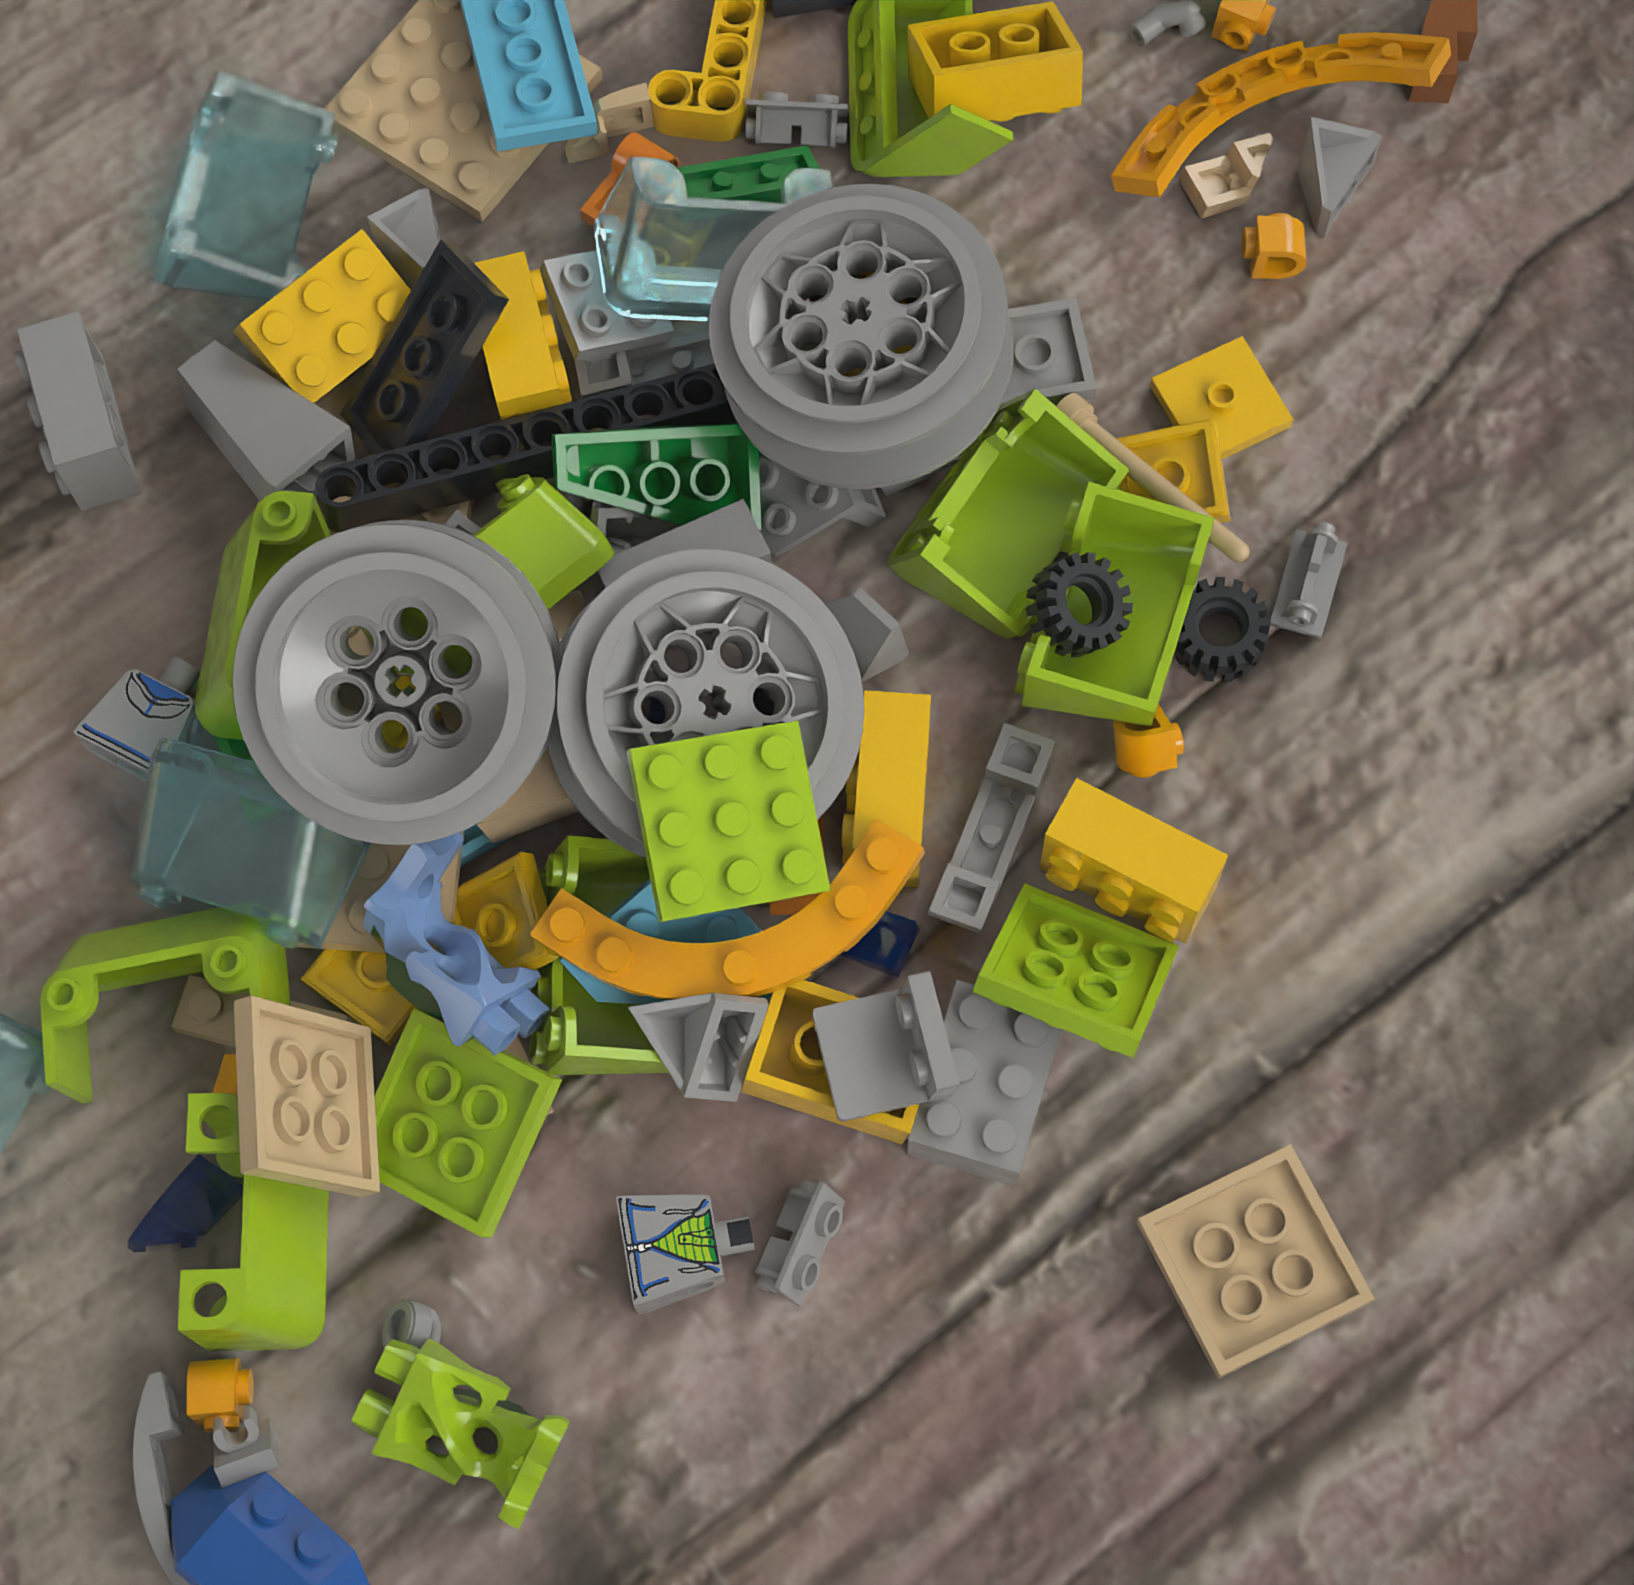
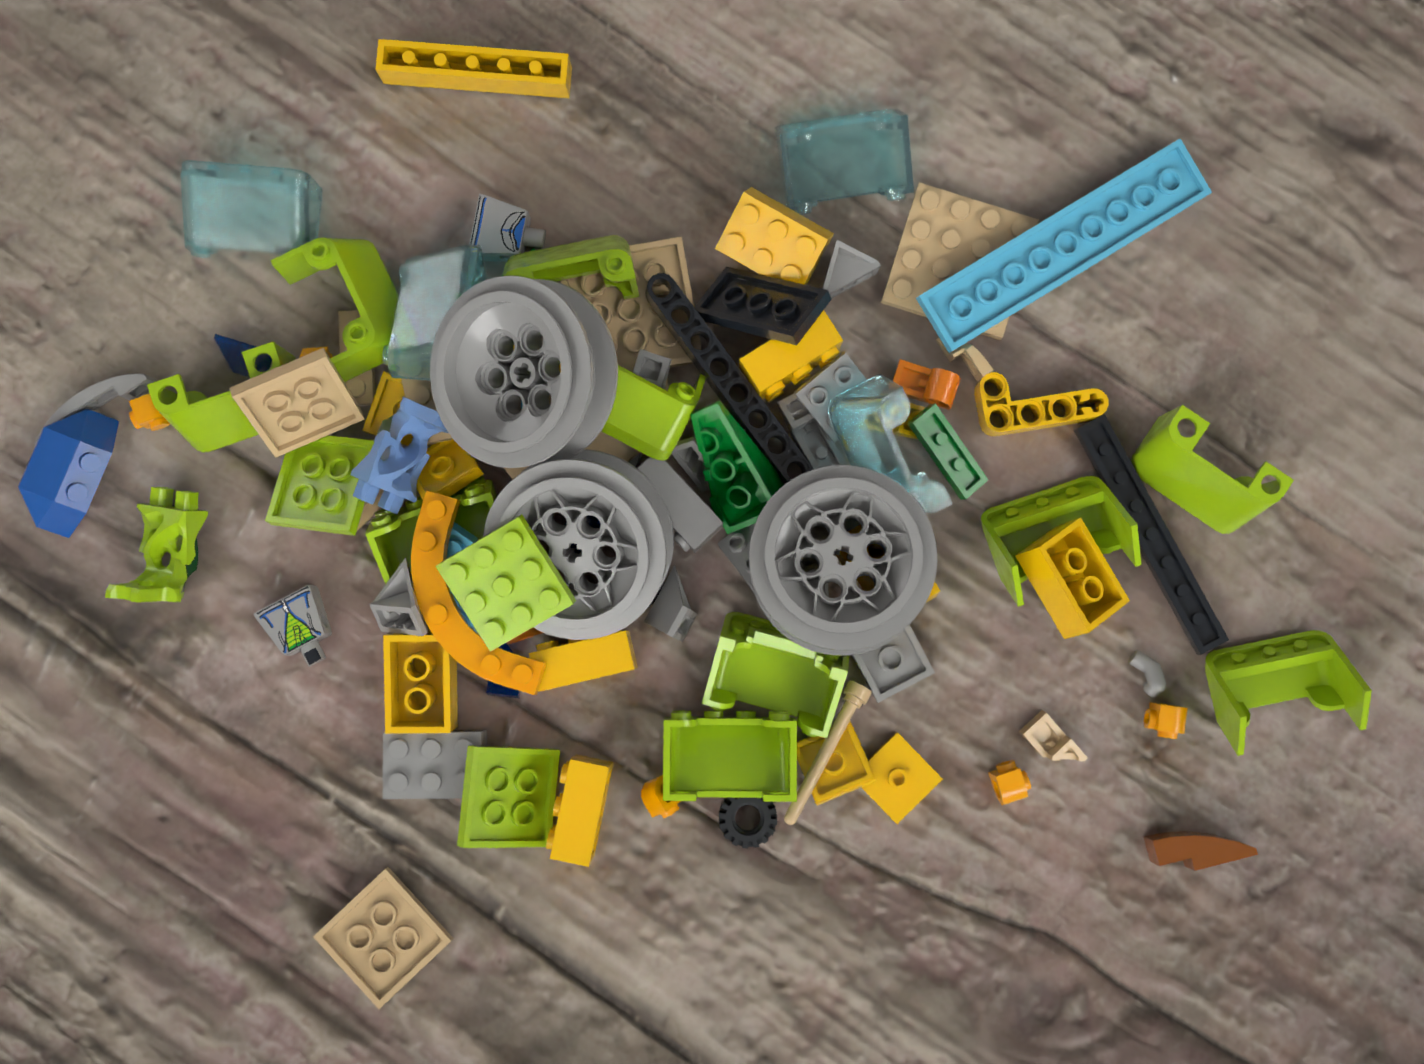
camera: 70 degrees right, 15 degrees up
(76, 412) = (672, 118): light grey brick -> none
(244, 1450) = (123, 437): light grey tile -> none
(261, 424) = (693, 232): light grey slope -> none
(411, 1324) = (214, 499): light grey tile -> none
(813, 1217) = (309, 688): light grey hinge -> none
(816, 117) = (1004, 455): light grey hinge -> none
(886, 1050) = (418, 707): light grey bracket -> none
(992, 829) = (583, 722): light grey slope -> none
(1104, 597) = (725, 719): black tyre -> none
(1255, 79) = (1125, 743): light orange plate -> none
(1309, 580) = (795, 860): light grey hinge -> none
(1333, 167) = (1070, 803): light grey slope -> none

